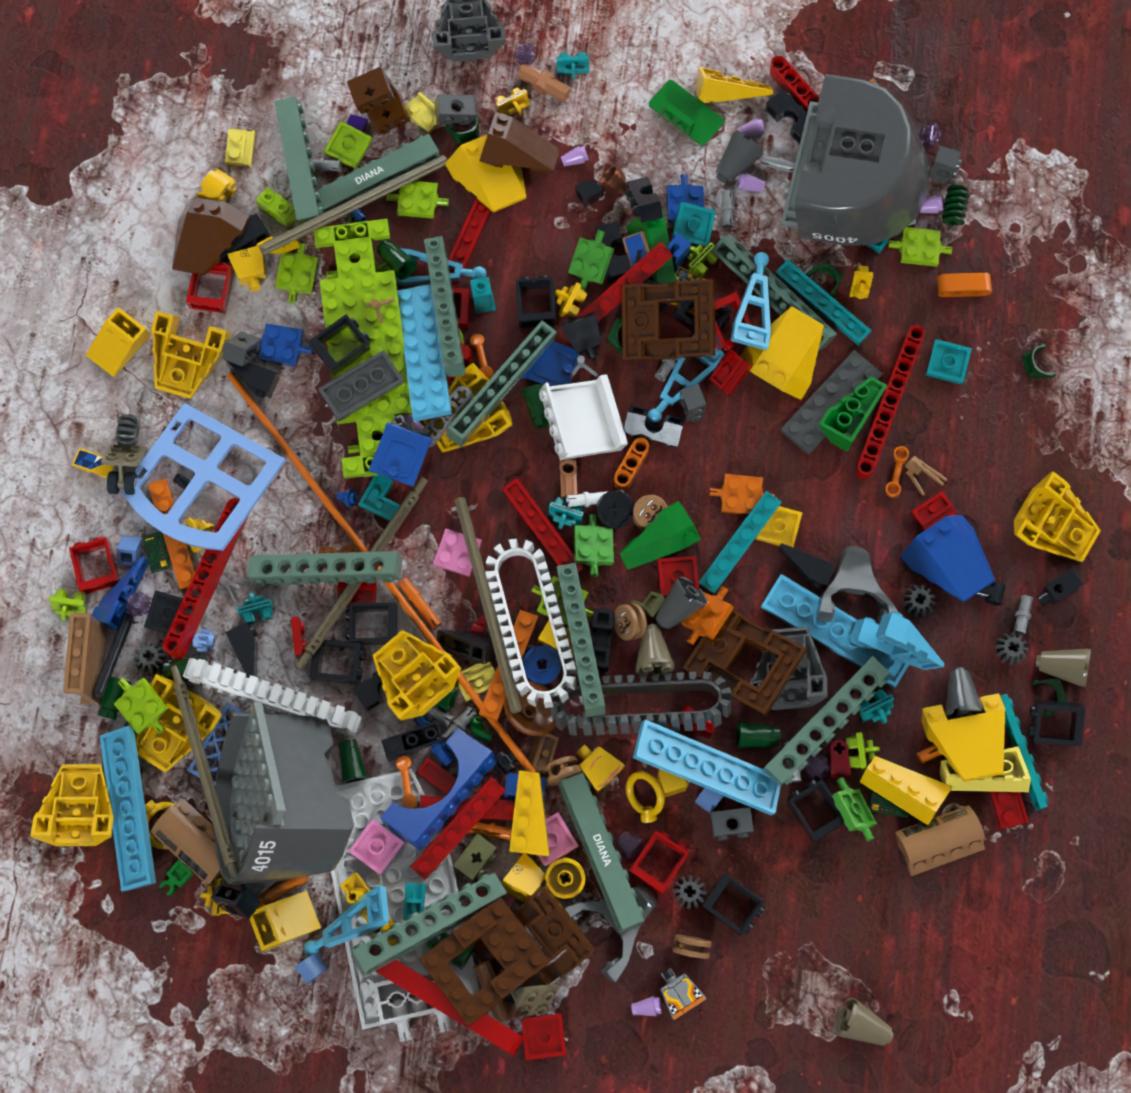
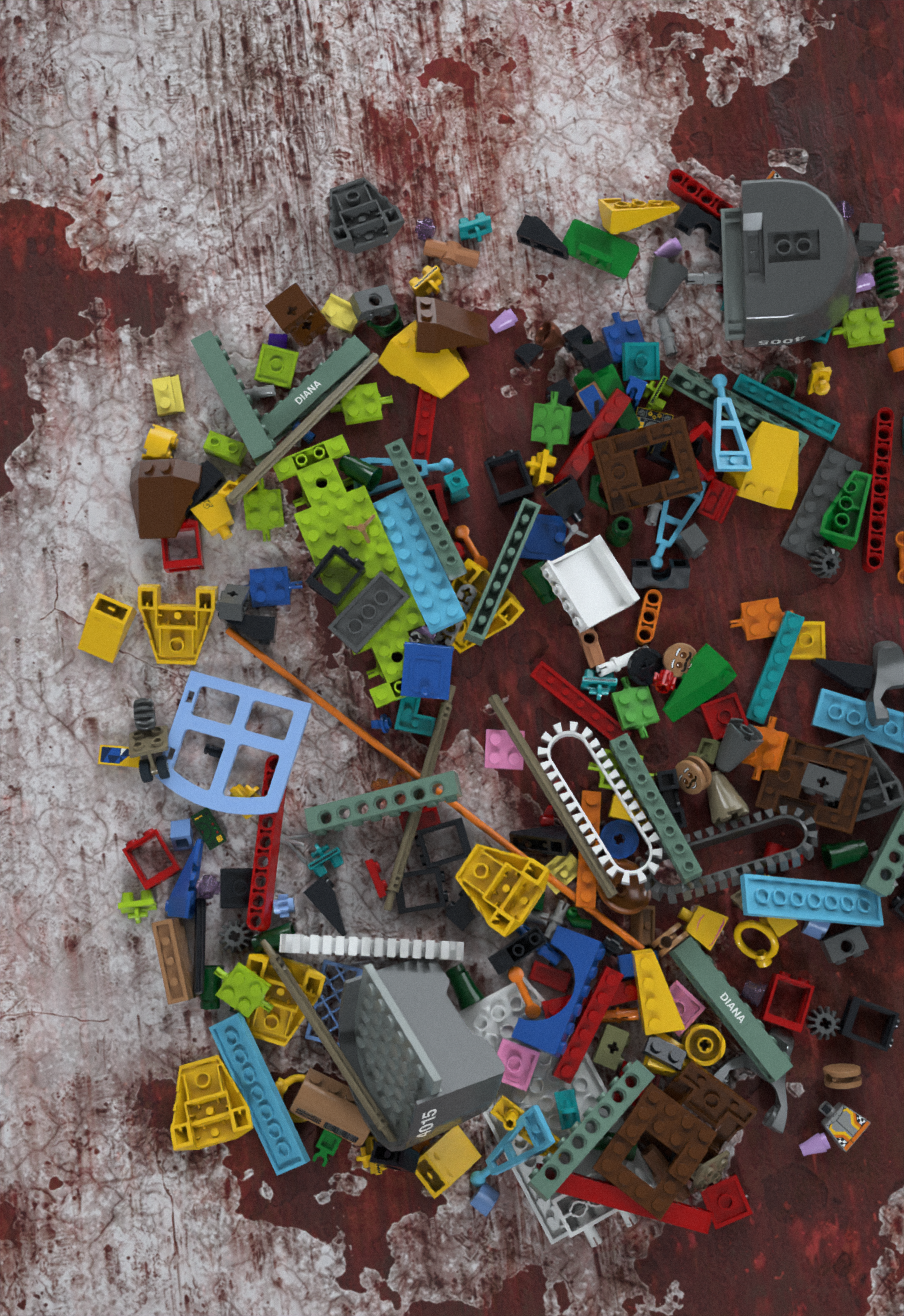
camera: 20 degrees left, 5 degrees up
(177, 550) = (230, 823): orange plate -> none
(415, 597) = (485, 812): orange pin -> none
(523, 873) = (664, 1052): none -> plate
(627, 378) = (619, 537): none -> dark green plant
(628, 84) = (537, 234): none -> black slope
(628, 526) = (664, 681): none -> red gear
(745, 650) = (815, 774): none -> dark grey brick
(750, 183) = (681, 305): lavender cone -> none
(820, 448) = (825, 562): none -> dark grey gear

